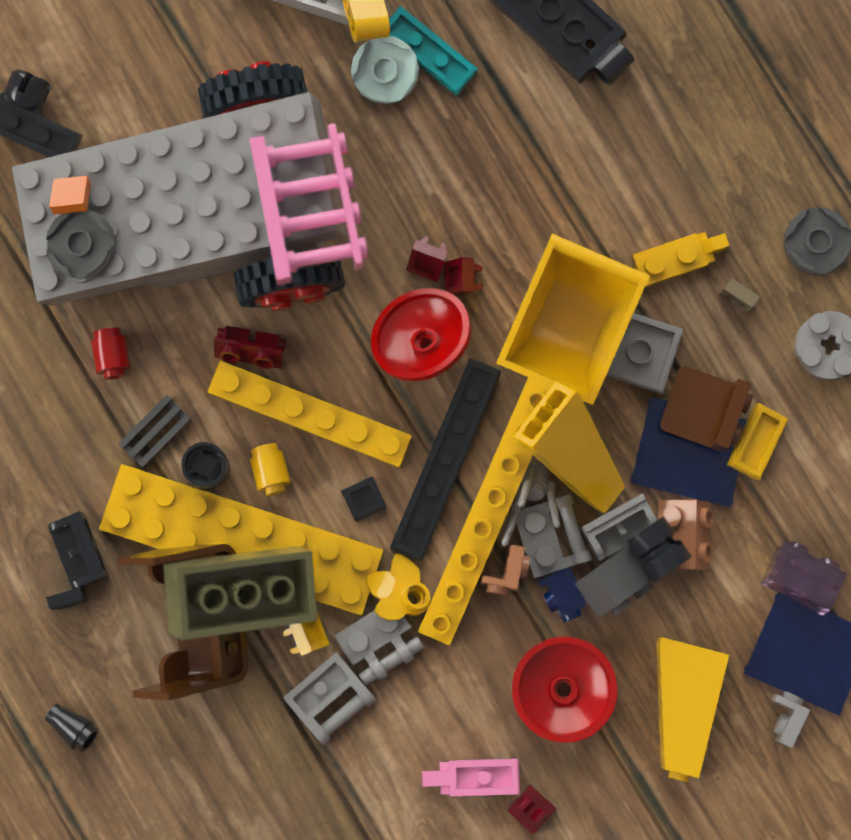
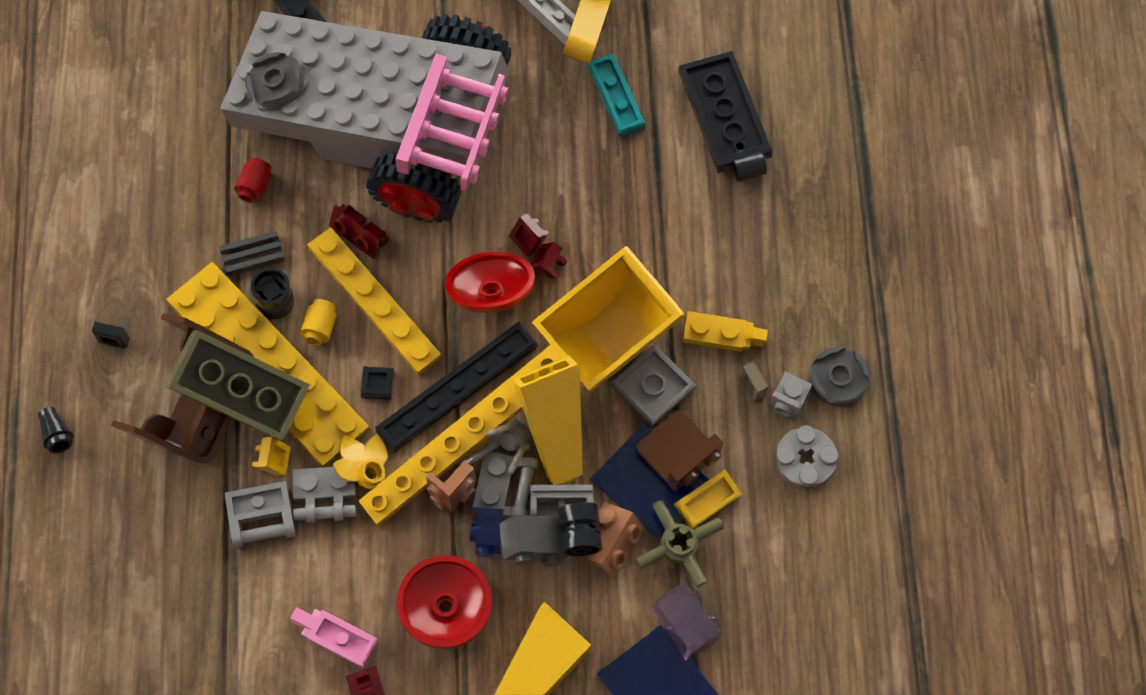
camera: 30 degrees right, 15 degrees down
(70, 195) = (287, 42): tile -> none
(78, 550) = (142, 305): black hinge -> none
(385, 70) = (576, 90): light aqua tile -> none
(743, 506) = (675, 553): none -> olive bar
(780, 289) = (789, 395): none -> light grey bracket

